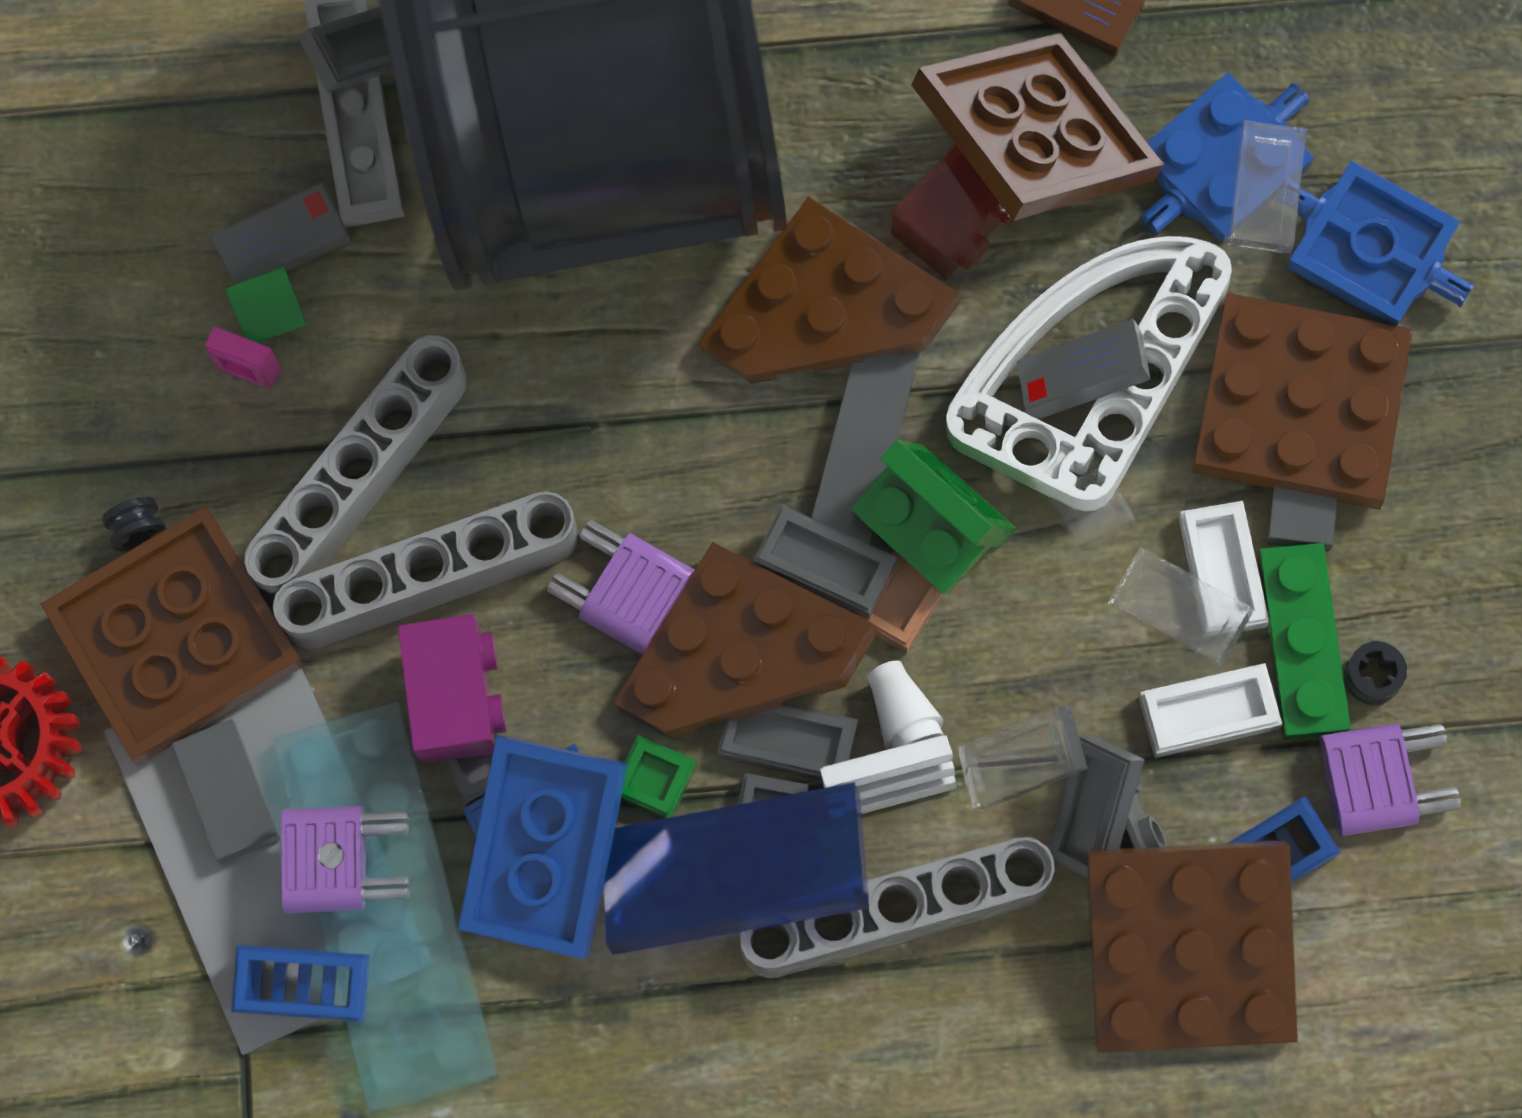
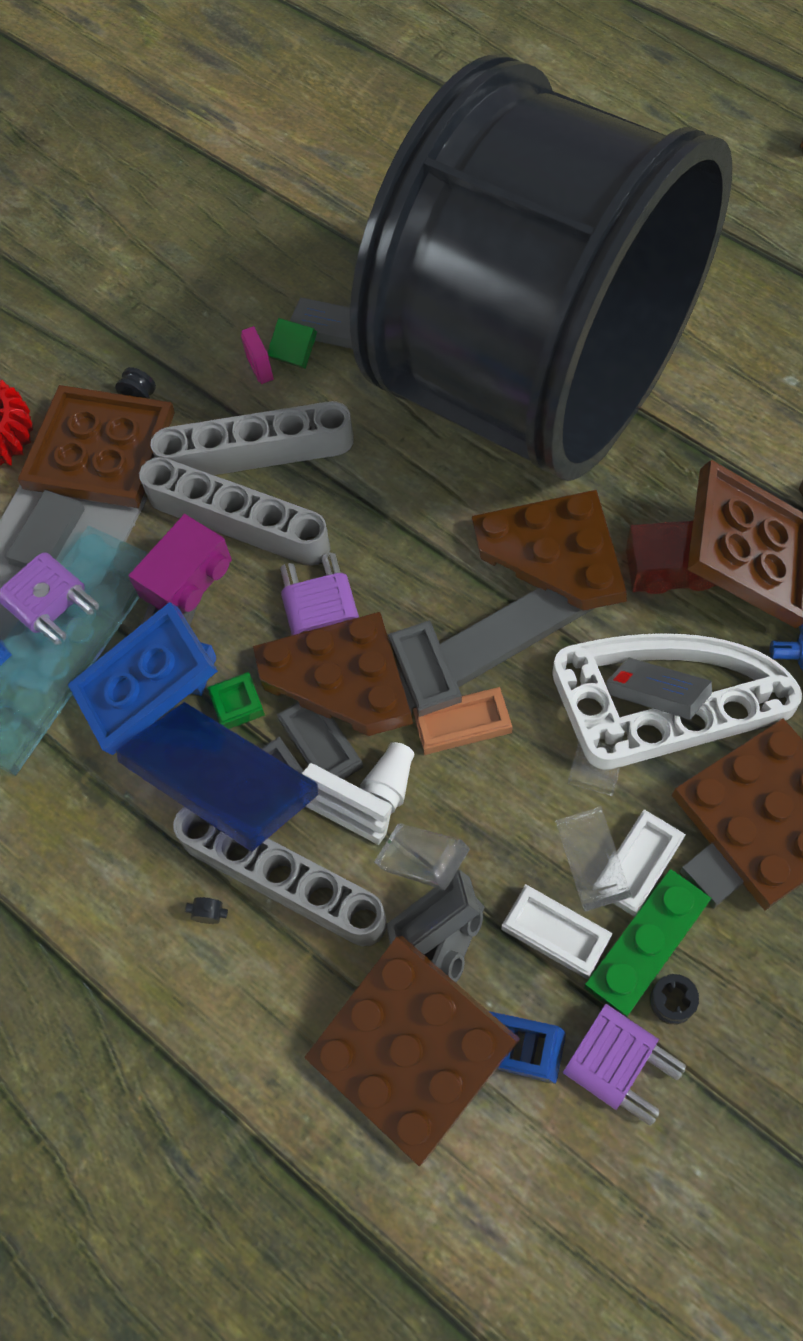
camera: 45 degrees right, 10 degrees down
(858, 1012) = (206, 910): none -> black piece
(930, 515) = (503, 689): green bracket -> none

